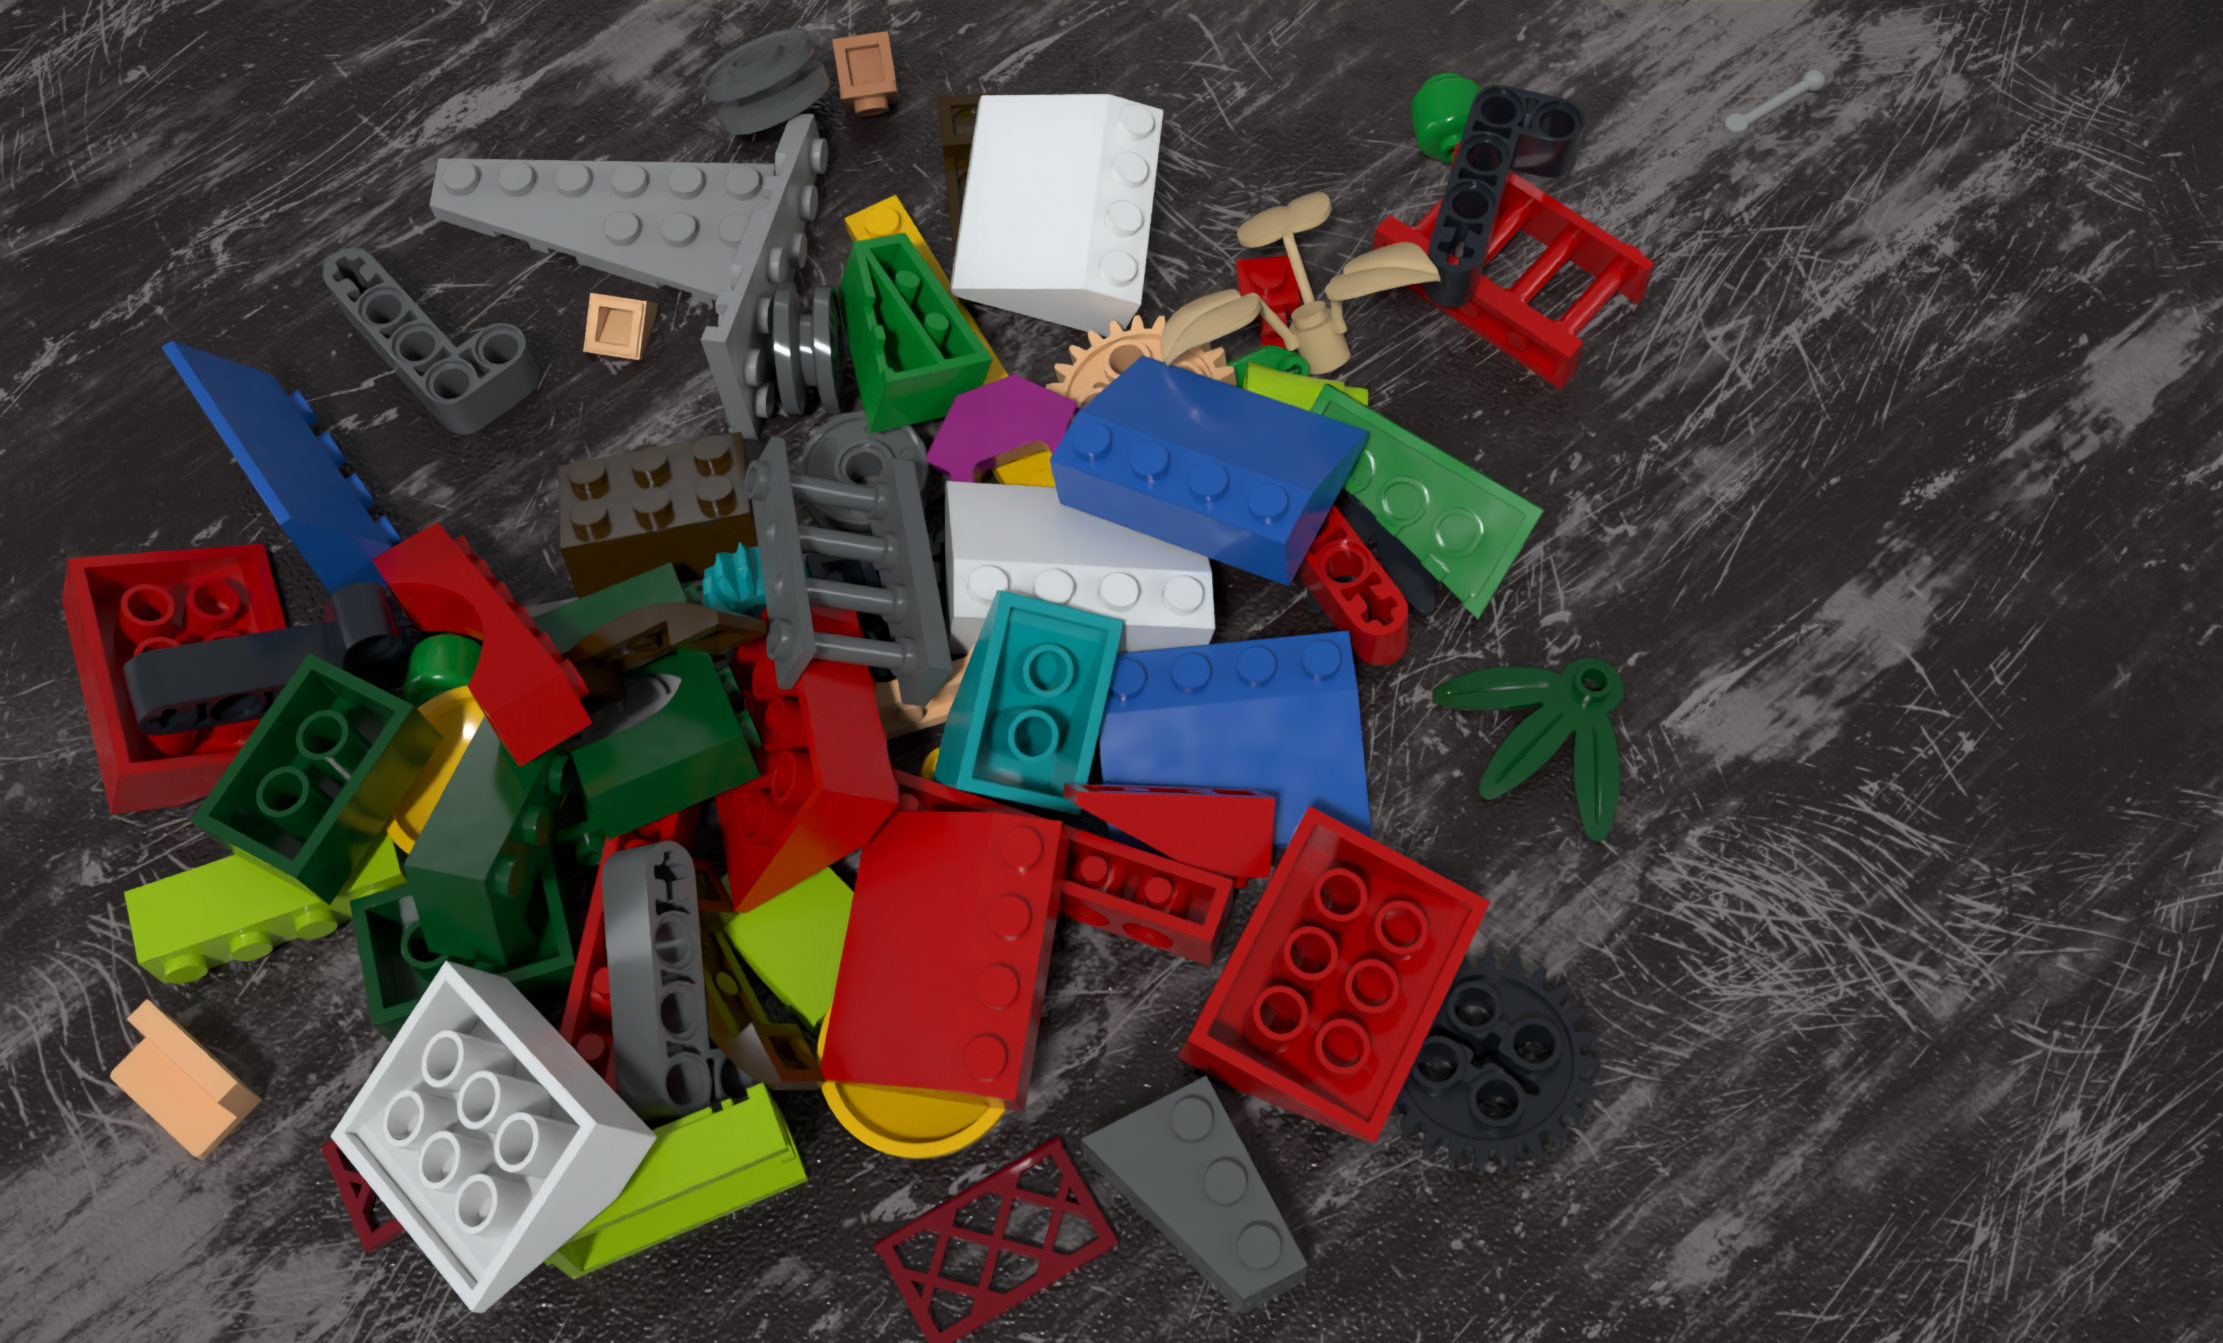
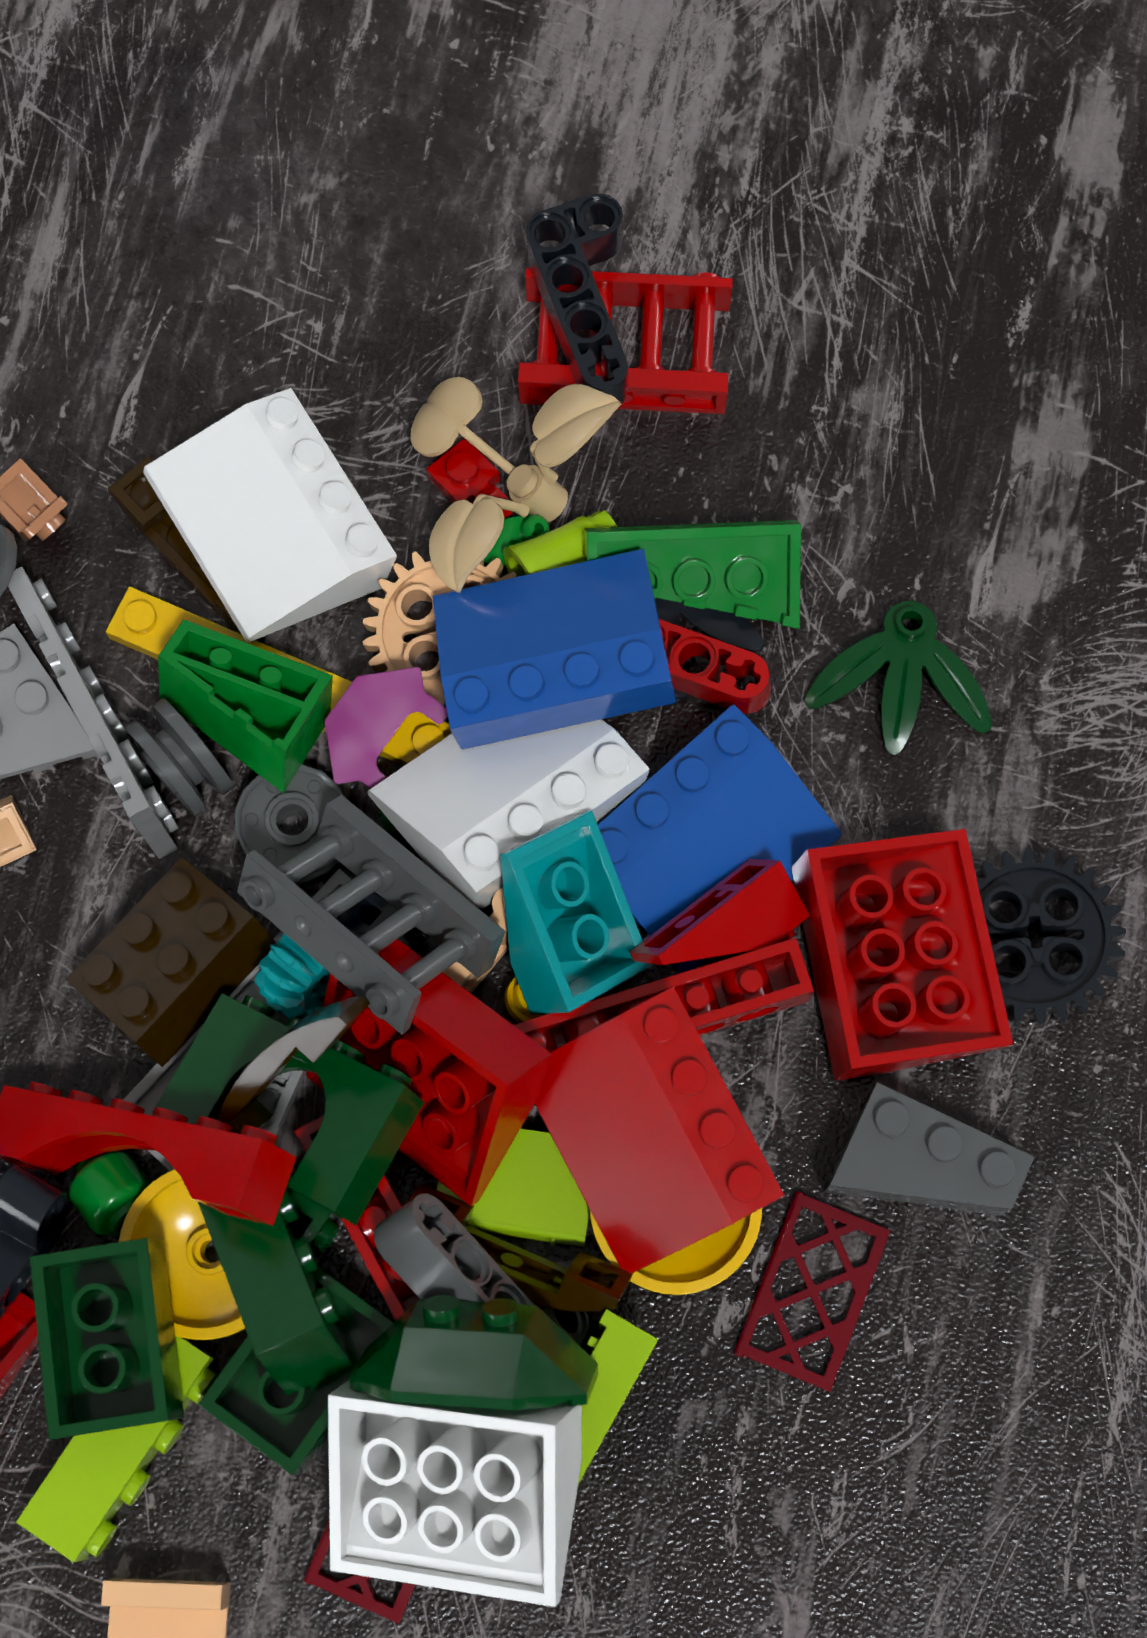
camera: 40 degrees left, 10 degrees up
(605, 1030) = (476, 1358): none -> dark green wedge
(1441, 113) = (496, 252): green head -> none
(1736, 124) = (698, 120): light grey hinge -> none

